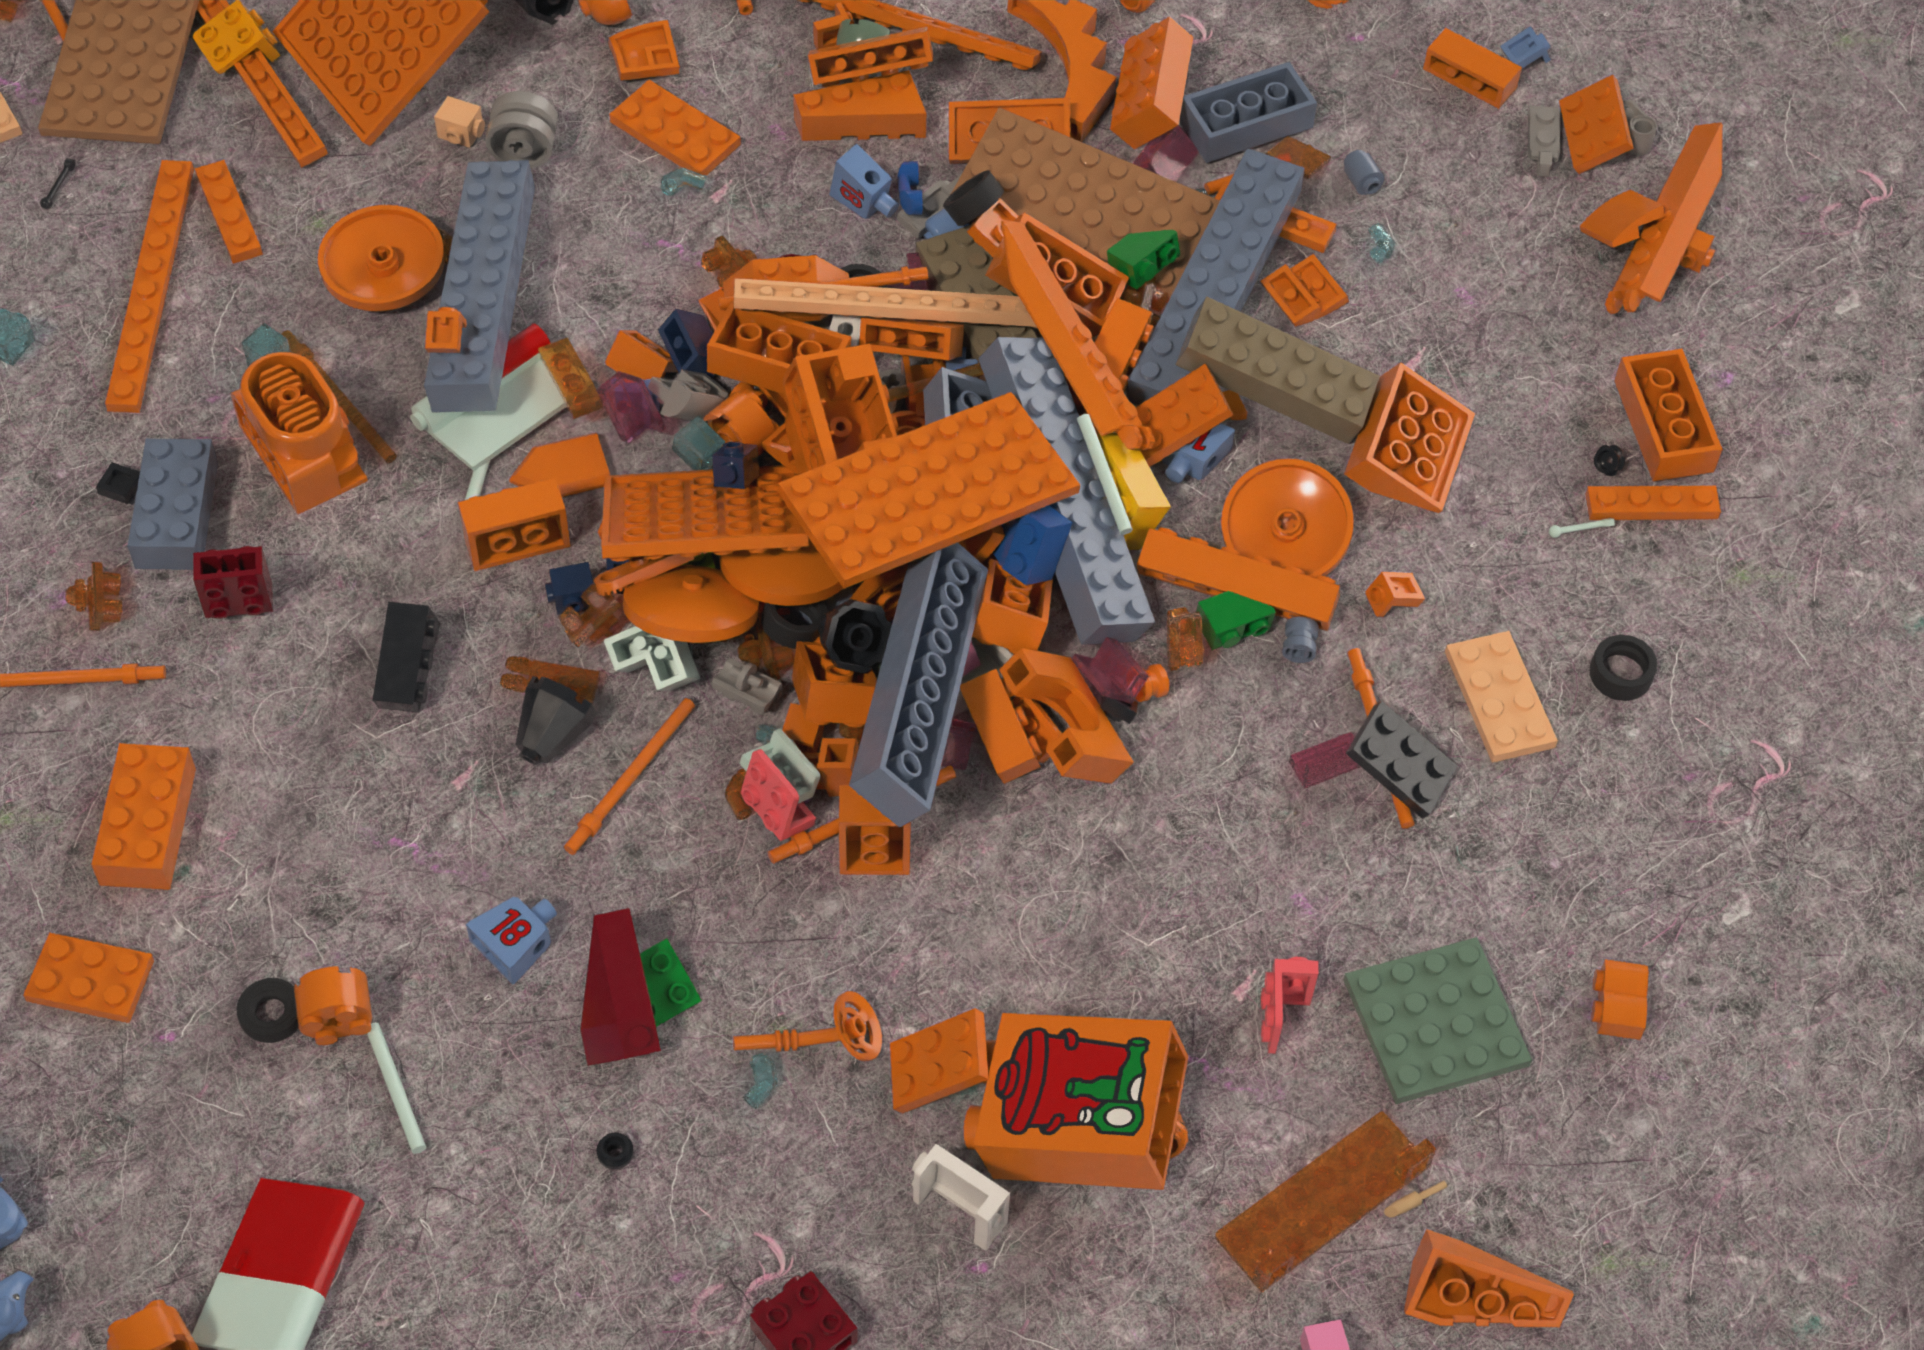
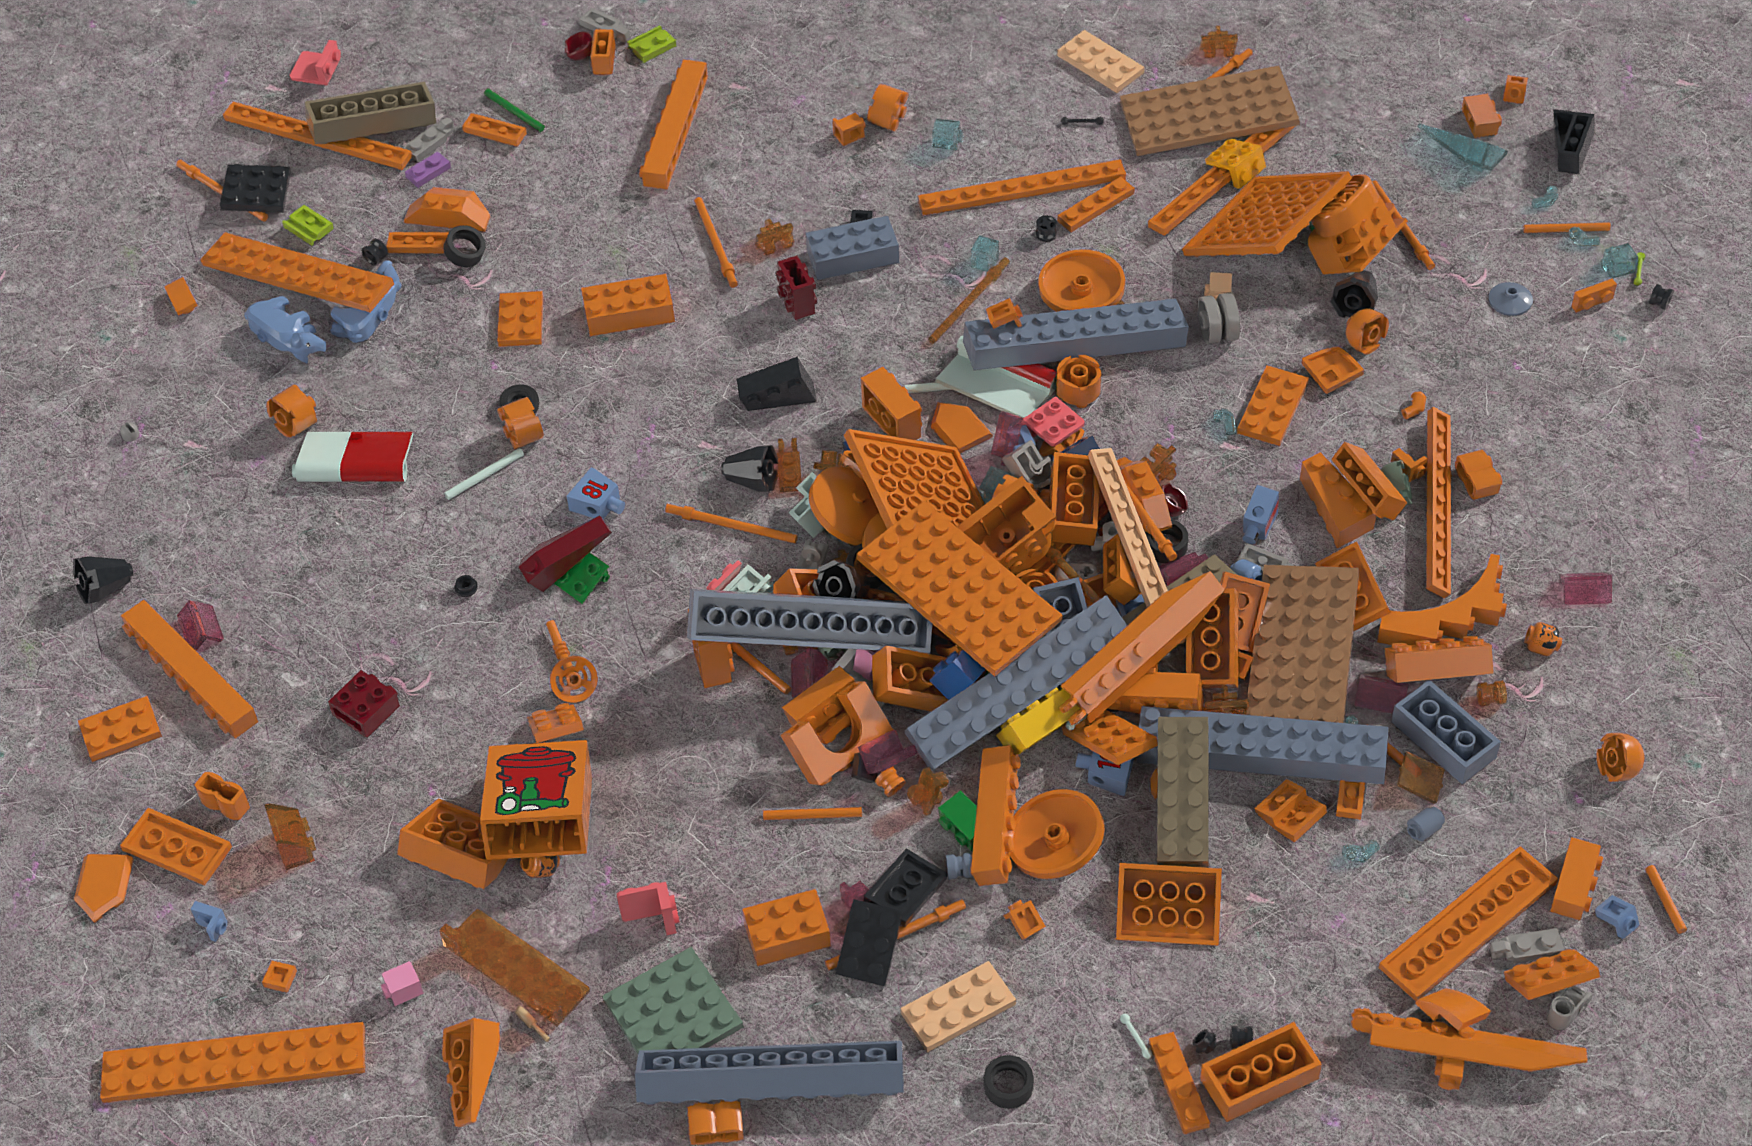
camera: 80 degrees right, 5 degrees down
(243, 269) = (1046, 228): none -> black wheel
(297, 429) = (919, 281): orange brick -> none
(556, 304) = (1078, 380): none -> orange brick
(570, 378) = (1023, 401): clear orange plate -> none
(620, 347) = (1053, 422): none -> coral bracket
(735, 465) = (971, 498): dark blue brick -> none
(764, 1077) = (532, 647): clear light blue arm -> none
(910, 199) = (1289, 541): blue bar -> none
(965, 1188) = (460, 775): white panel -> none
(973, 198) = (1256, 568): black tyre -> none
(1094, 1244) = (449, 842): none -> orange slope
(1104, 474) = (1031, 697): light aqua bar -> none
(1144, 254) = (1256, 687): green slope -> none
(1165, 788) = (812, 813): none -> orange bar
(1201, 59) = (1491, 693): none -> clear orange wheel
(1318, 703) = (907, 885): none -> black plate
(1348, 852) = (786, 927): none -> orange brick
(1506, 178) = (1467, 923): none -> orange plate
(1511, 7) = (1666, 899): none -> orange bar
(1574, 916) = (769, 1072): none -> sand blue brick
(1614, 423) = (1240, 1036): none -> black wheel

